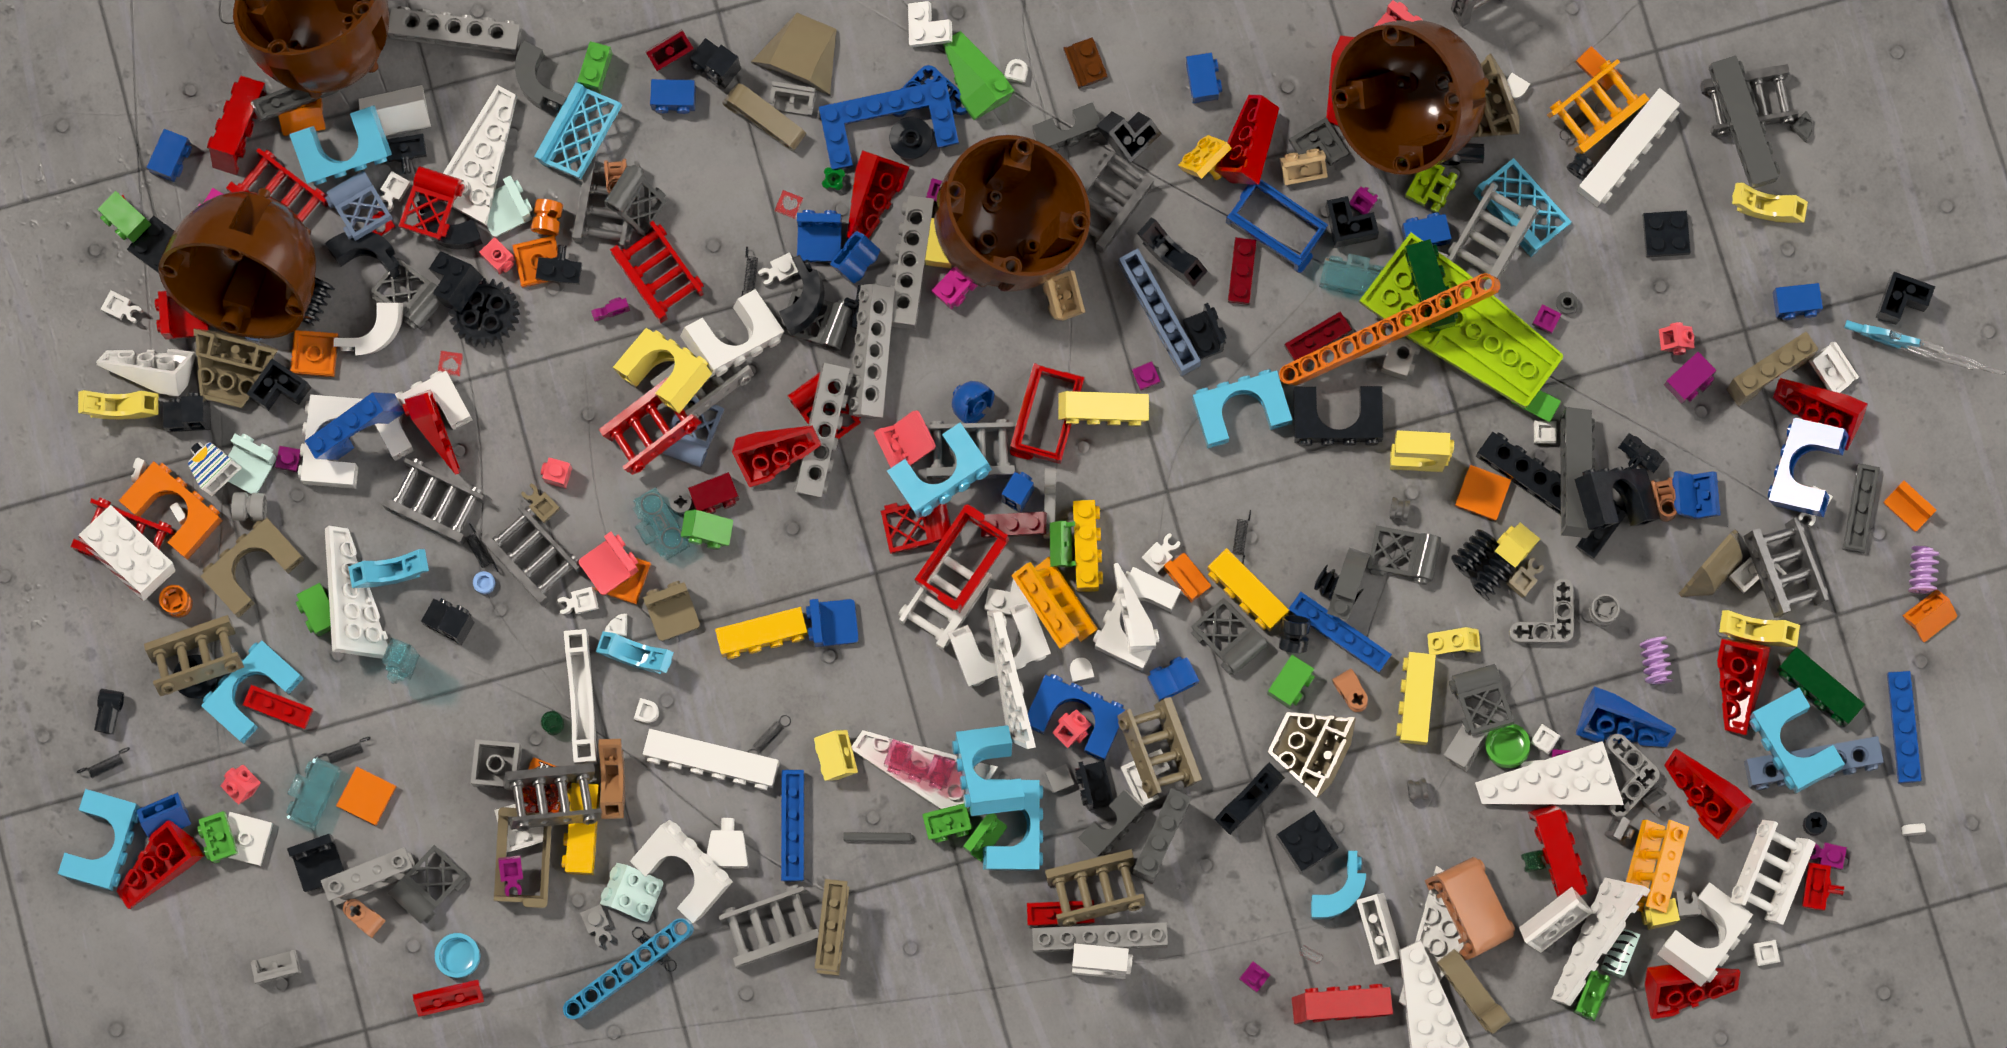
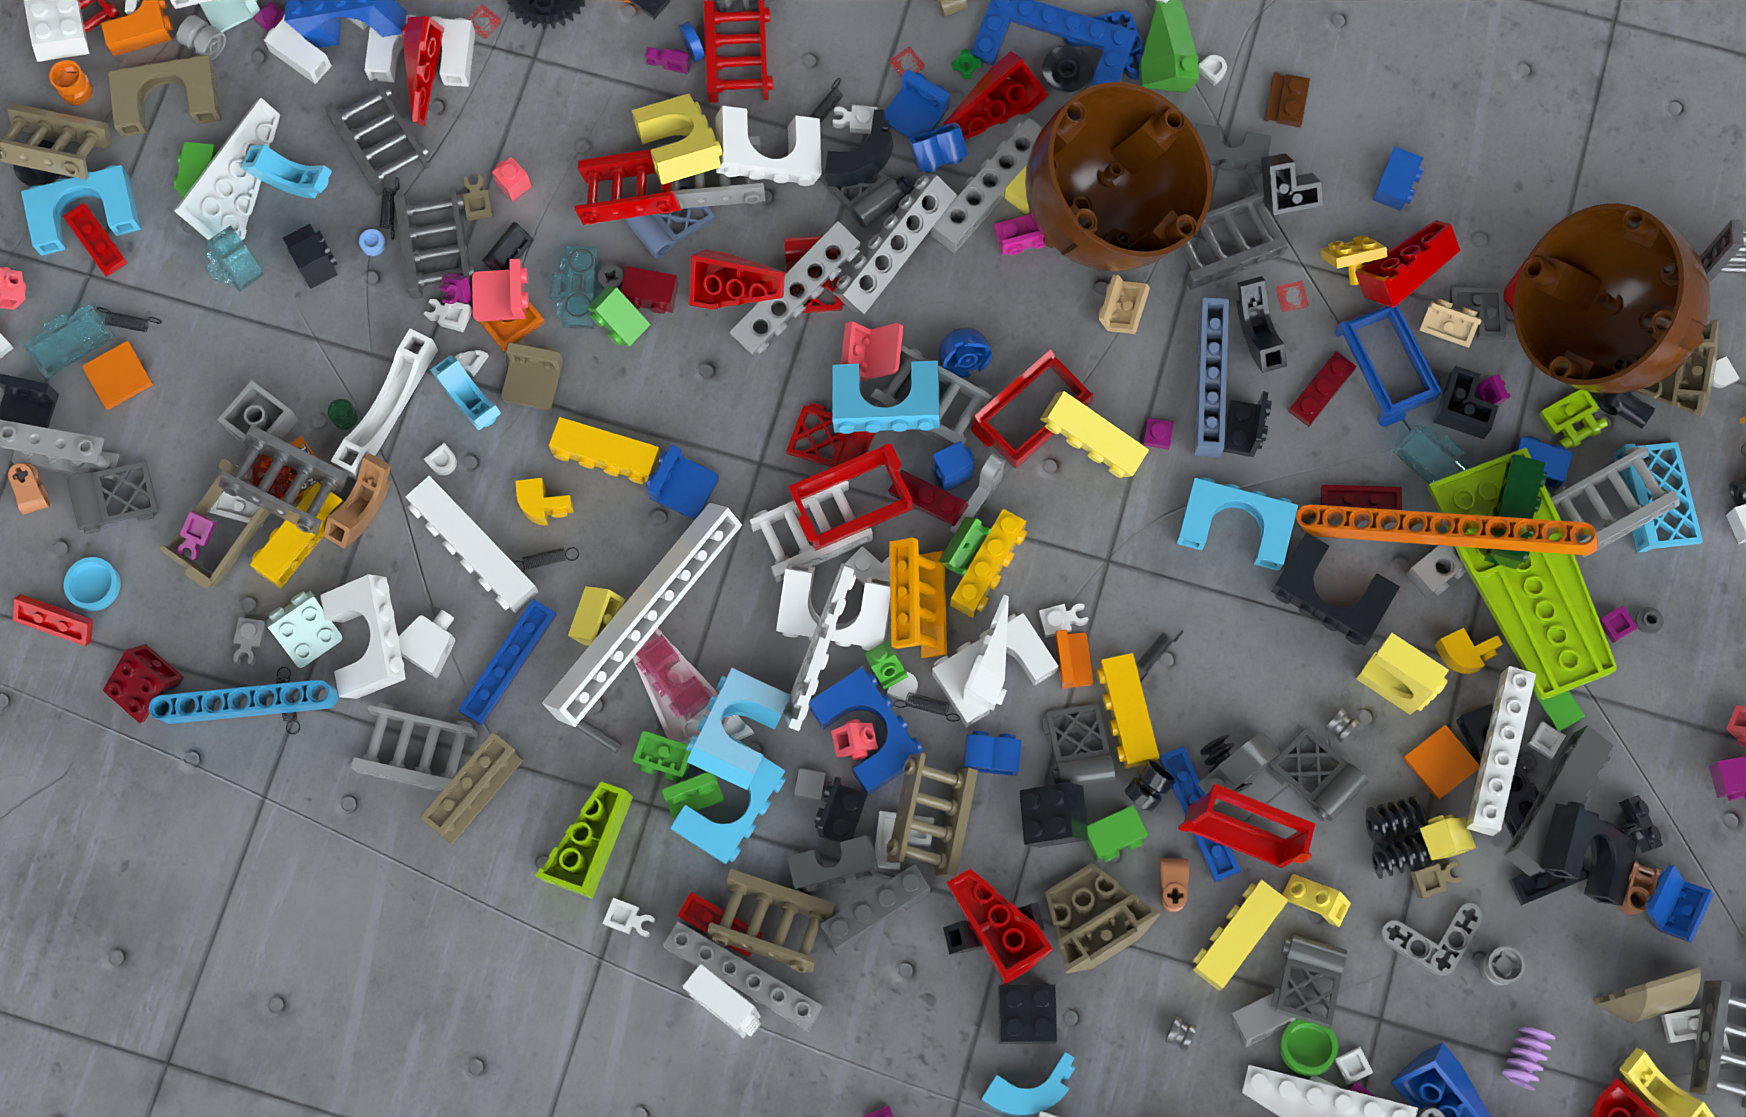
camera: 30 degrees right, 5 degrees down
(542, 1001) = (139, 679): none -> dark red bracket
(573, 580) = (456, 289): none -> magenta tile
(589, 527) = (509, 246): none -> black plate
(620, 286) = (691, 41): none -> blue piece
(736, 702) = (535, 505): none -> yellow brick
(869, 732) = (641, 614): none -> white brick
(935, 920) = (588, 843): none -> lime wedge
(990, 948) = (624, 916): none -> white plate
(1061, 662) = (886, 664): none -> bright green brick
(1108, 675) = (925, 705): none -> black piece
(1179, 213) = (1292, 296): none -> clear tile
(1241, 695) = (1053, 815): none -> black brick
(1255, 795) = (1003, 931): none -> red wedge
(1381, 629) = (1244, 837): none -> red piece
(1453, 408) = (1461, 654): none -> yellow brick
(1517, 462) = (1500, 751): none -> white brick

